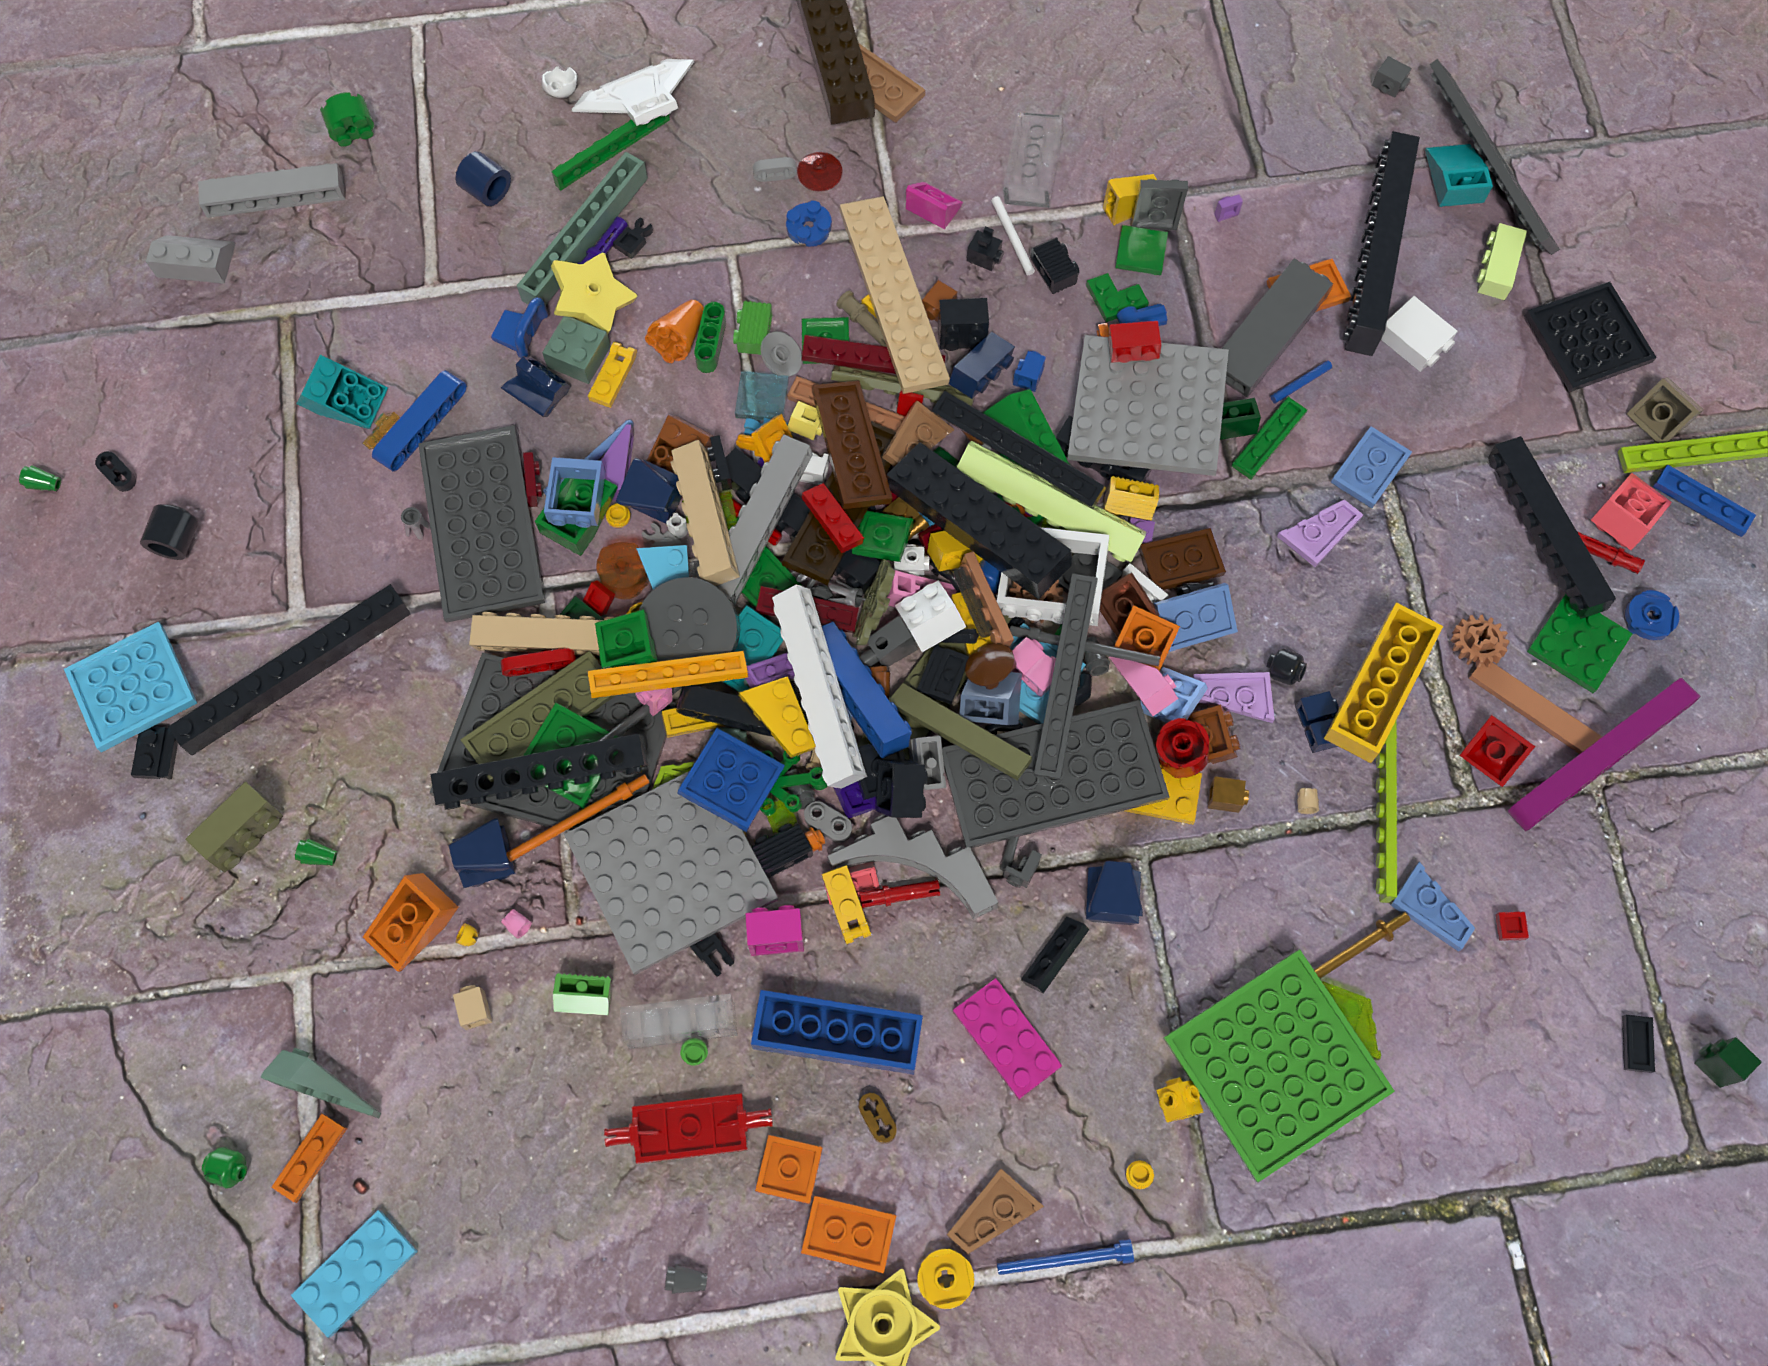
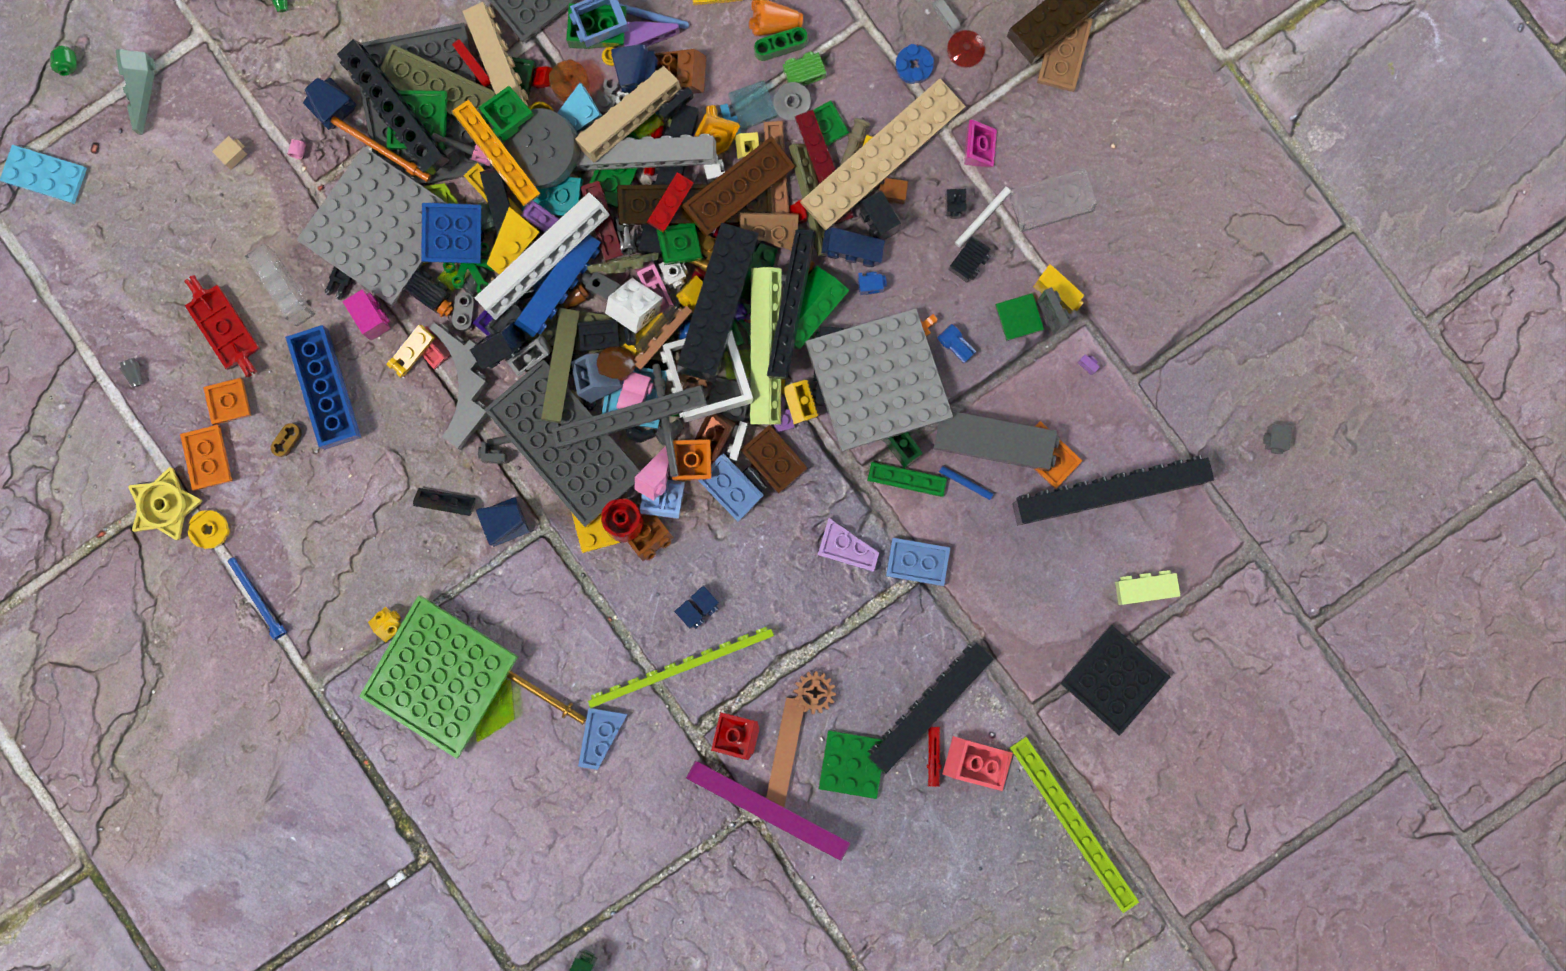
camera: 65 degrees right, 15 degrees up
(309, 1158) = (94, 107): orange plate -> none
(410, 920) = (265, 81): orange slope -> none
(465, 935) = (274, 121): yellow hinge -> none
(582, 994) = (268, 215): bright green brick -> none
(694, 1051) = (268, 305): bright green plate -> none
(899, 893) = (438, 384): red pin -> none
(993, 1212) = (263, 540): medium nougat wing -> none
(1007, 1038) = (376, 497): dark pink plate -> none
(1111, 301) = (963, 319): green plate -> none
(1134, 341) = (919, 346): red brick -> none
(1139, 1174) = (329, 620): yellow plate -> none
(1227, 794) = (611, 566): pearl gold brick -> none
(1240, 693) = (691, 541): lavender wing -> none
(1286, 666) = (726, 566): black head -> none
(1308, 801) = (635, 622): tan hose -> none
(1383, 683) = (736, 635): yellow brick -> none
(1418, 334) = (1048, 551): white brick -> none
(1458, 175) = (1212, 524): teal slope -> none
(1493, 158) = (1239, 545): dark grey plate -> none
(1512, 926) = (612, 794): red plate -> none
(1638, 1043) = (573, 908): black tile -> none
(1642, 625) = (891, 816): blue plate -> none
(1665, 411) = (1076, 758): dark tan slope -> none
(1704, 500) = (1013, 813): blue plate -> none

